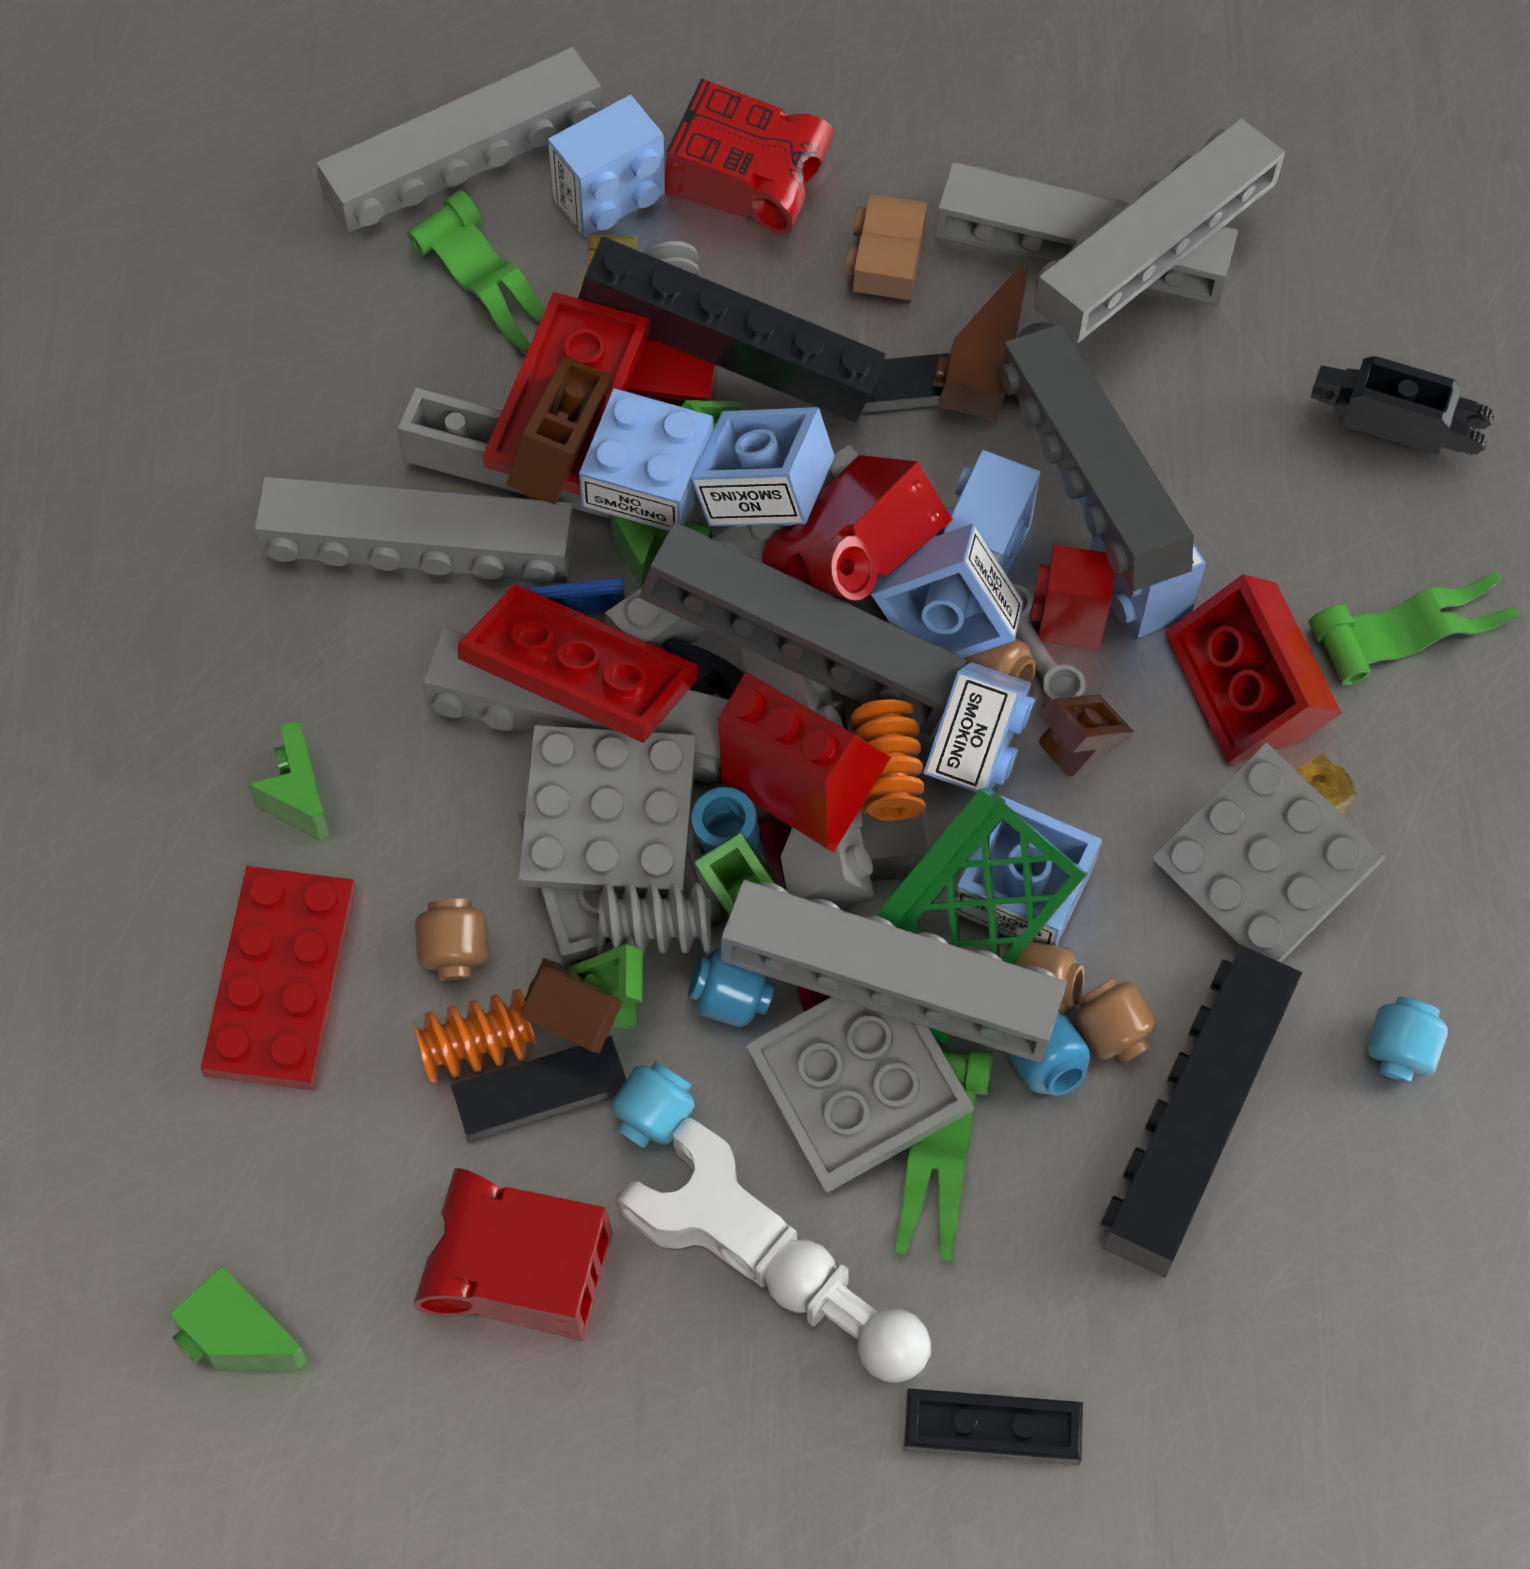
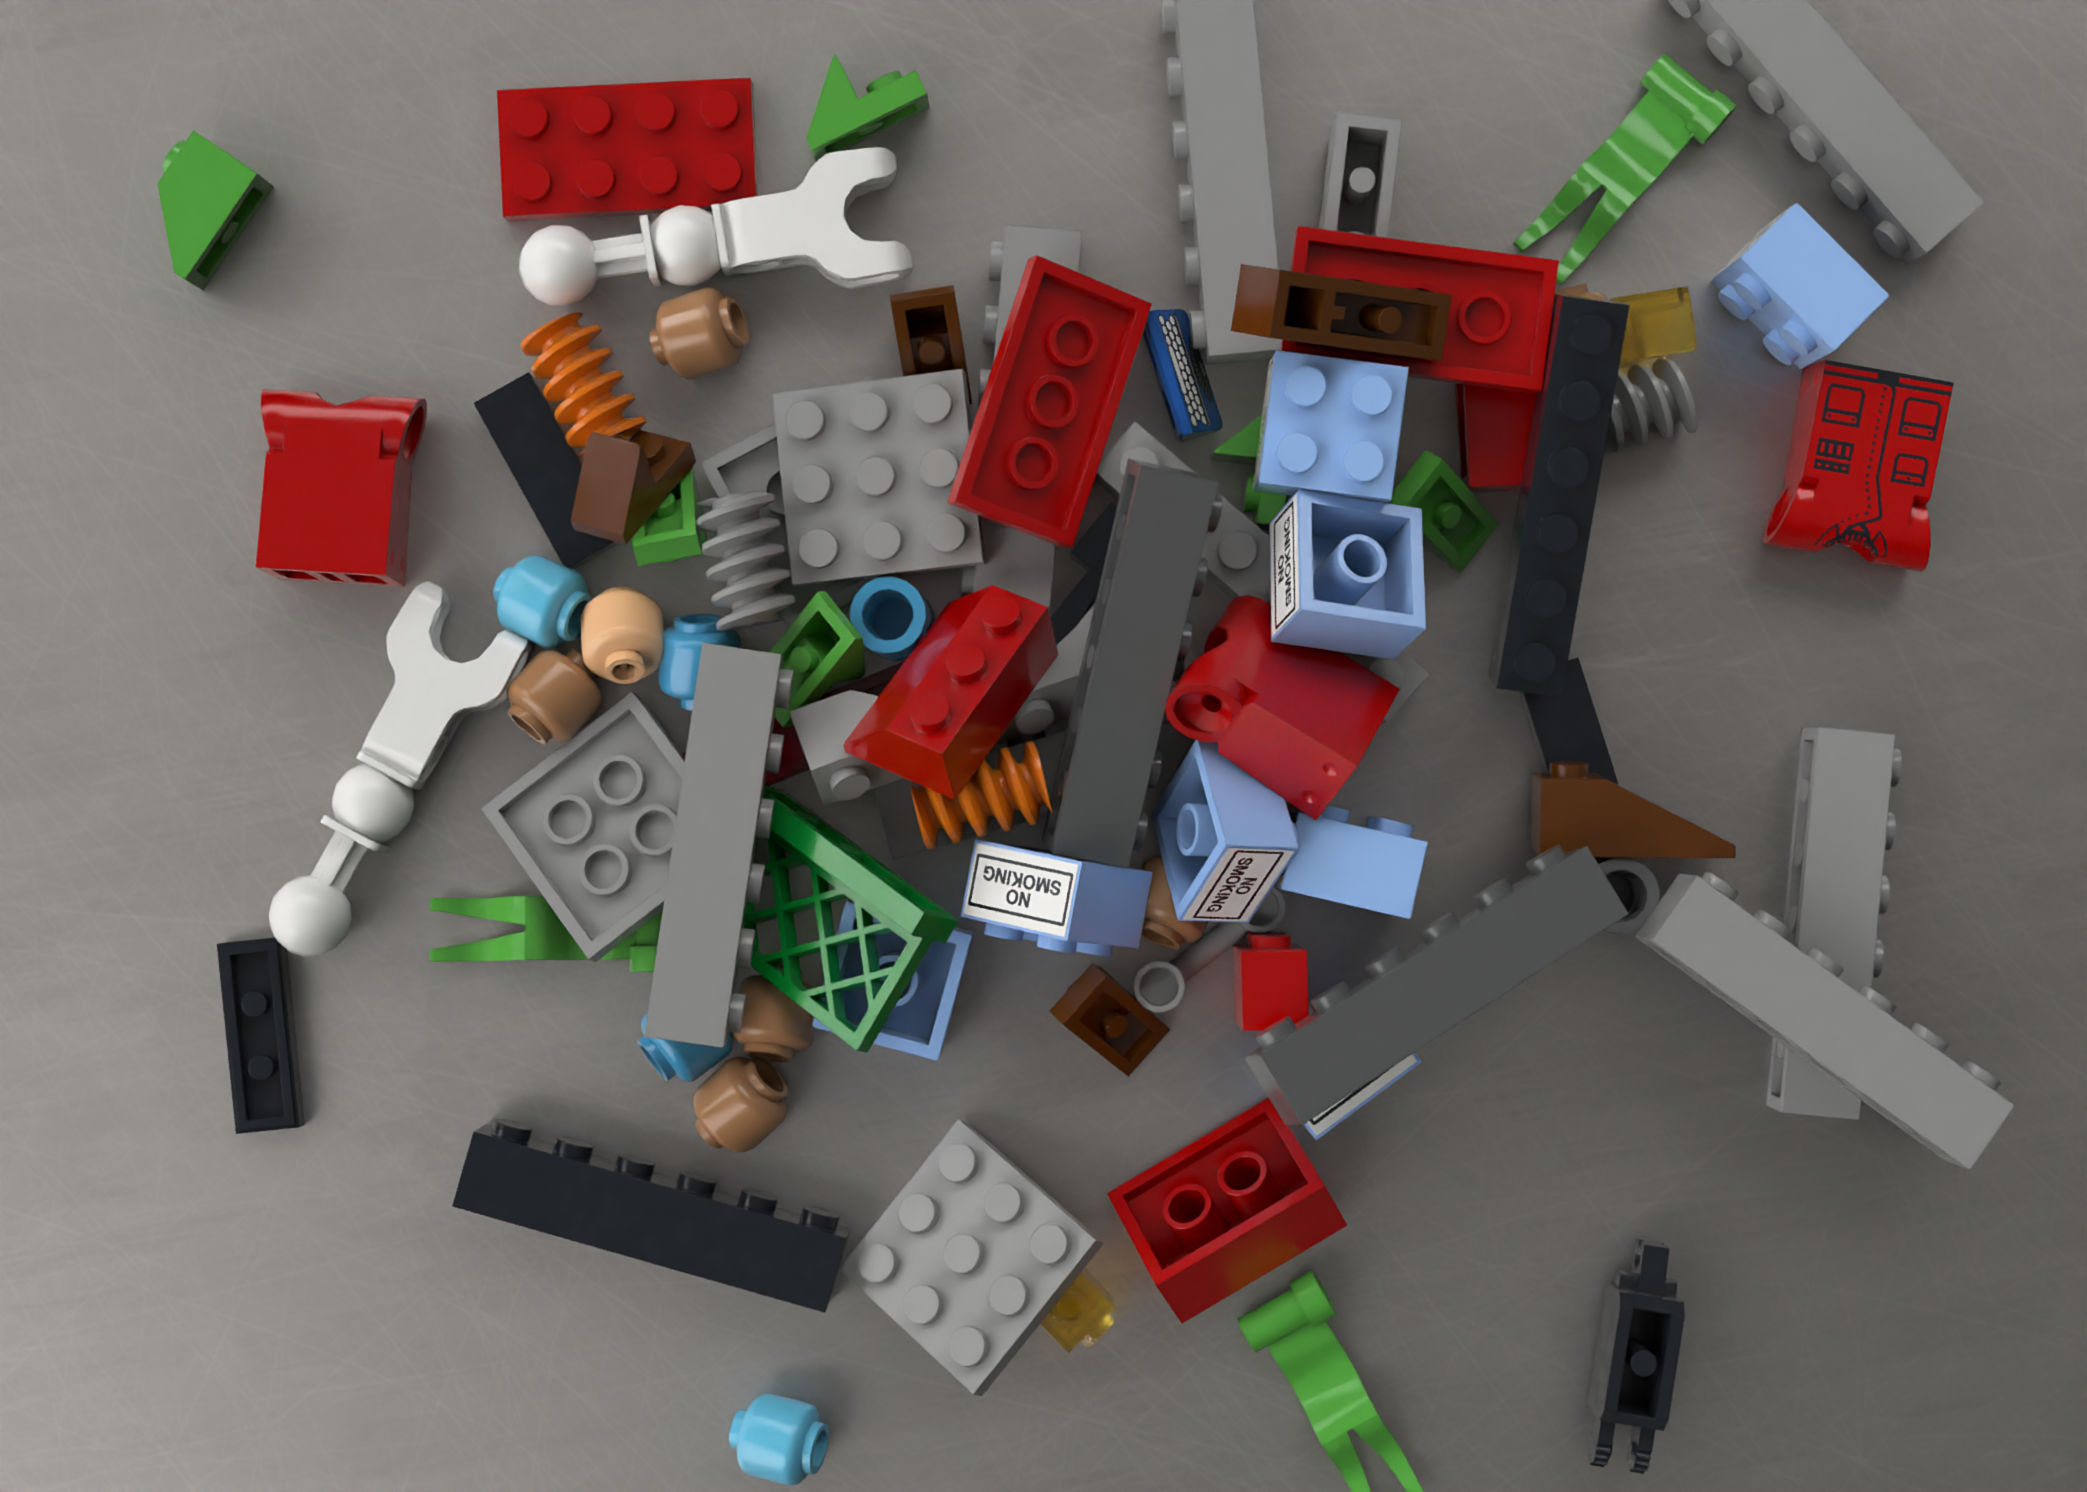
camera: 80 degrees right, 25 degrees up
(376, 928) = (740, 236): none -> white piece
(494, 757) = (929, 331): none -> reddish brown slope
(696, 1040) = (622, 635): none -> light nougat head
(737, 1109) = (553, 696): none -> medium nougat head
(888, 246) = (1761, 671): medium nougat brick -> none

